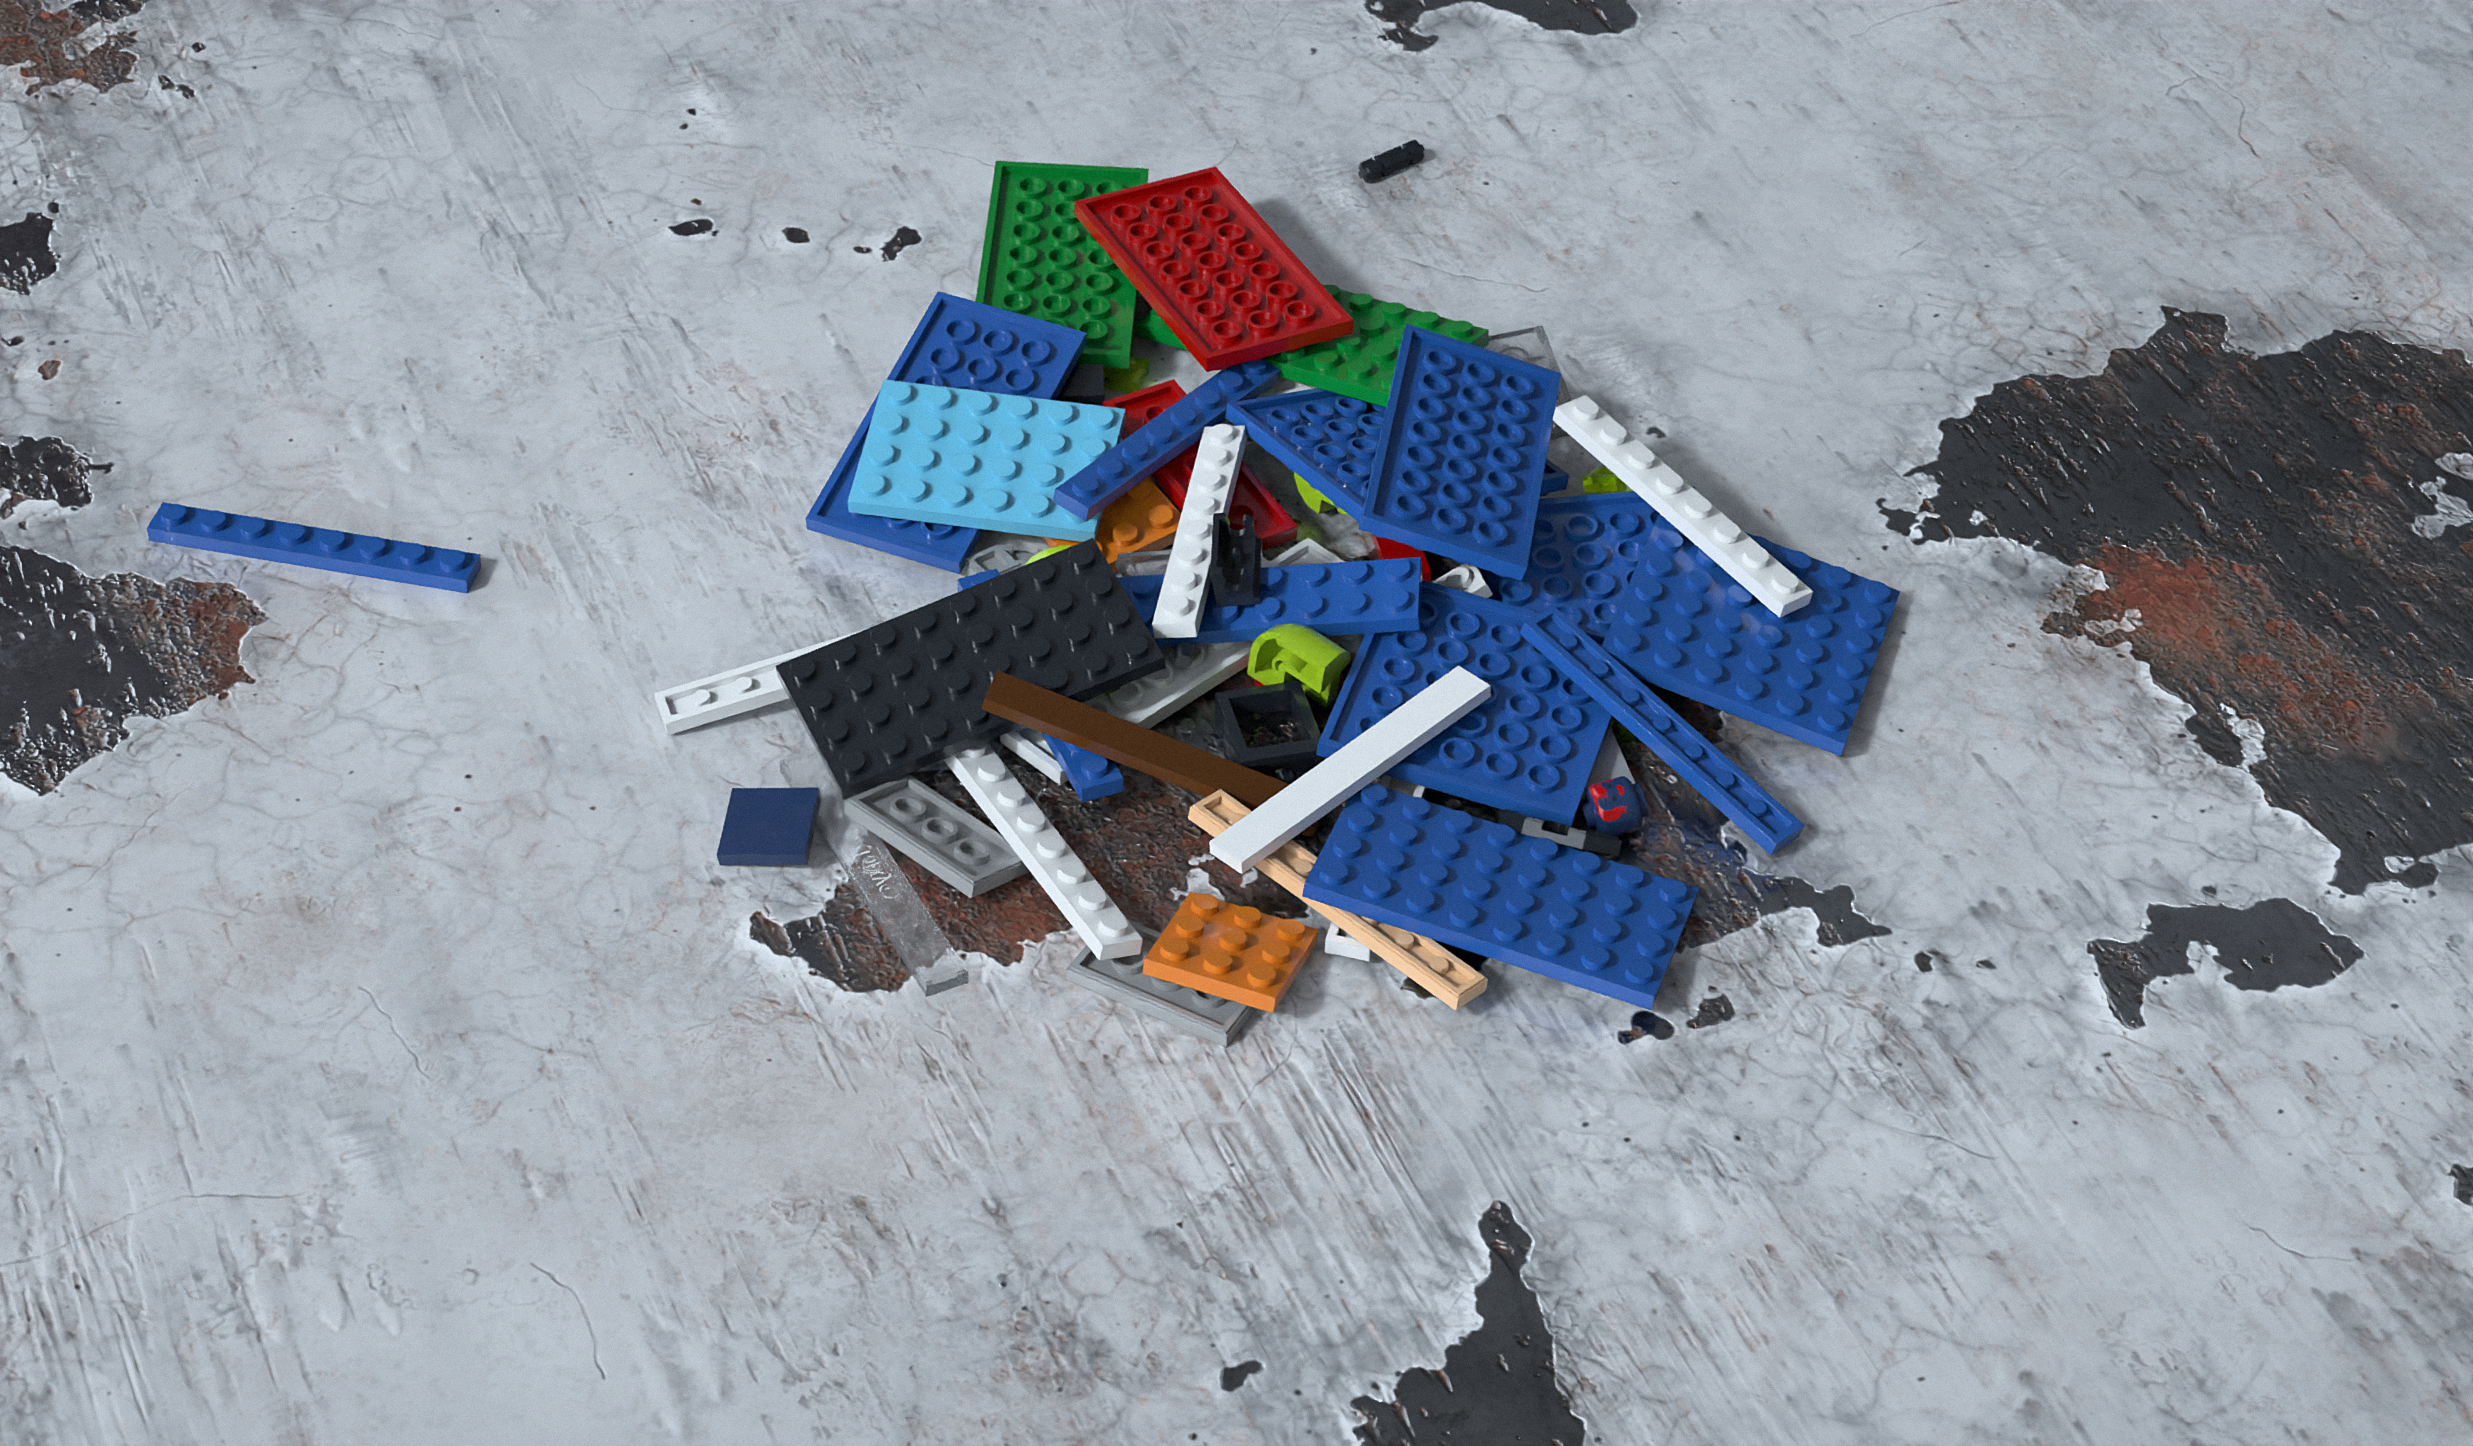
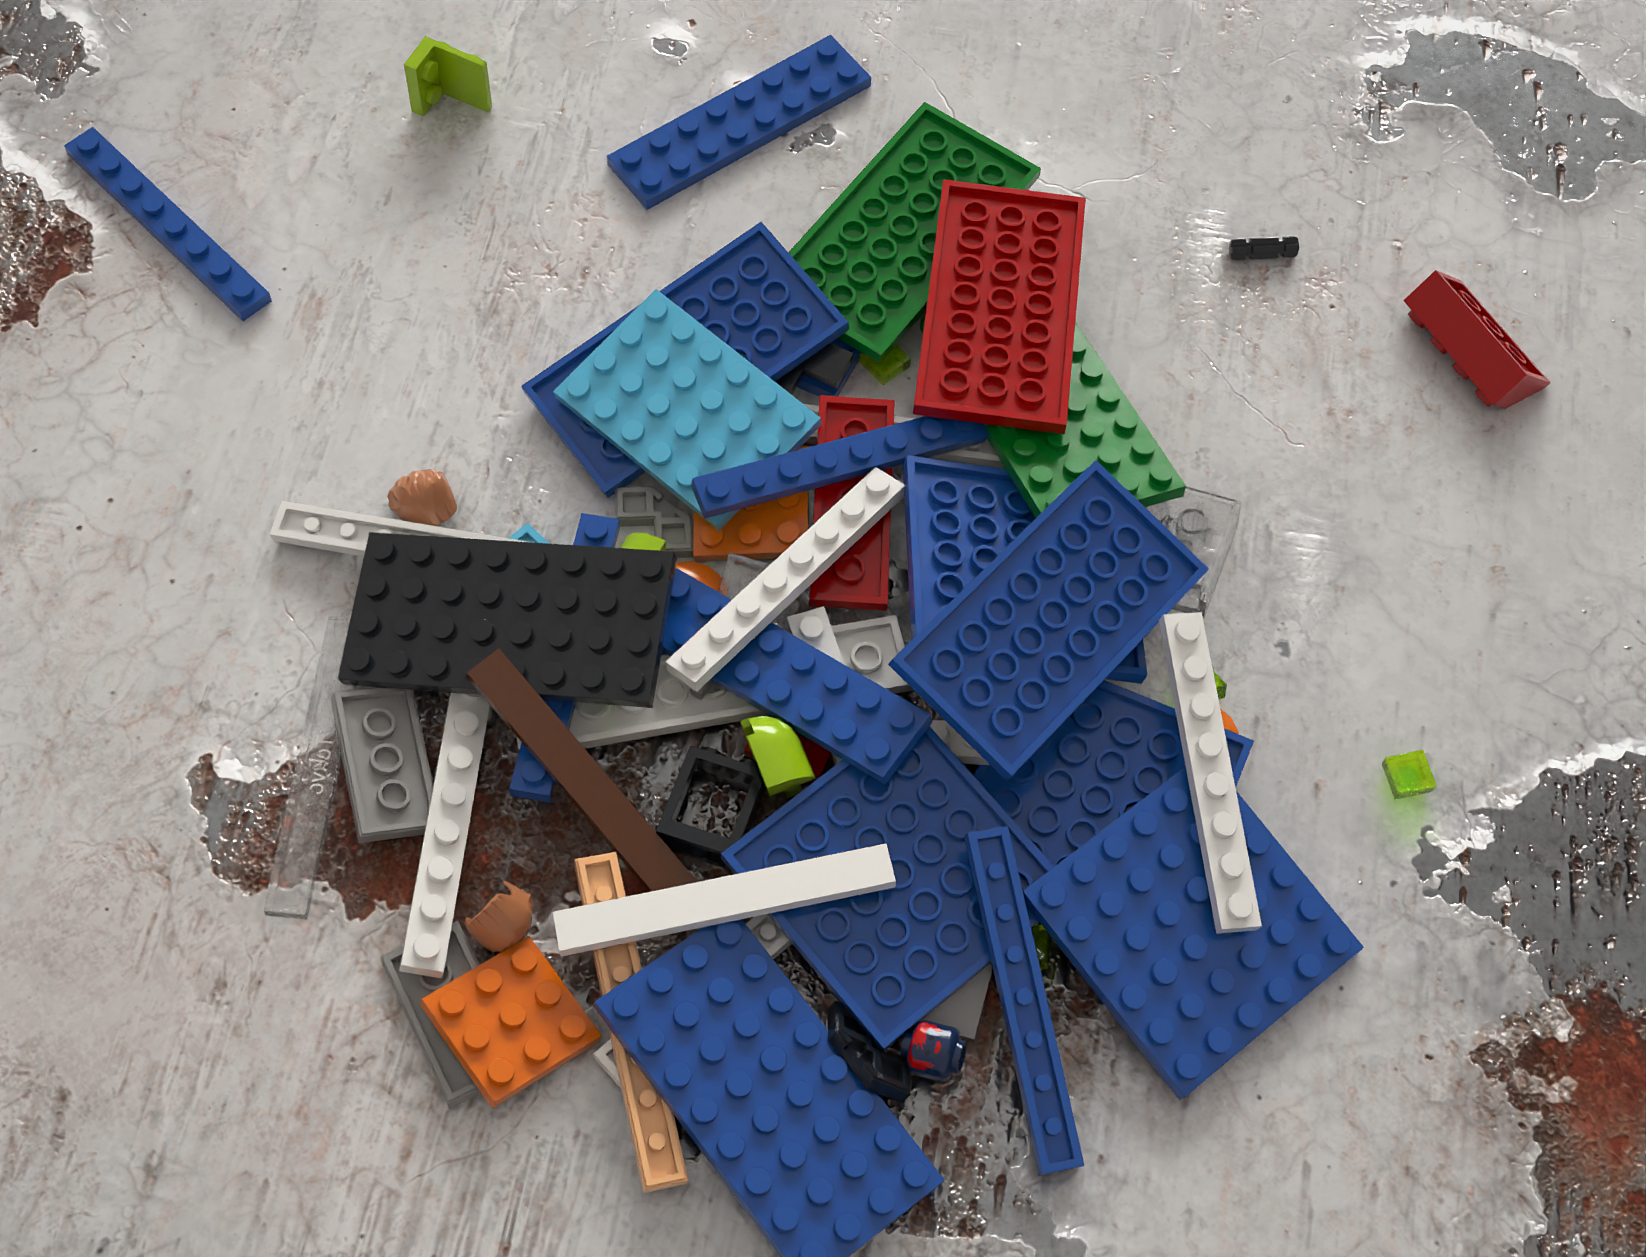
camera: 30 degrees right, 20 degrees up
(513, 314) = (441, 69): none -> lime bracket
(769, 826) = (269, 680): dark blue tile -> none
(787, 630) = (423, 498): none -> nougat hair
(817, 255) = (738, 121): none -> blue plate
(1161, 886) = (502, 920): none -> nougat hair
(1235, 562) = (777, 634): black hinge -> none
(1633, 151) = (1474, 341): none -> red slope
(1836, 465) = (1409, 774): none -> clear neon green plate

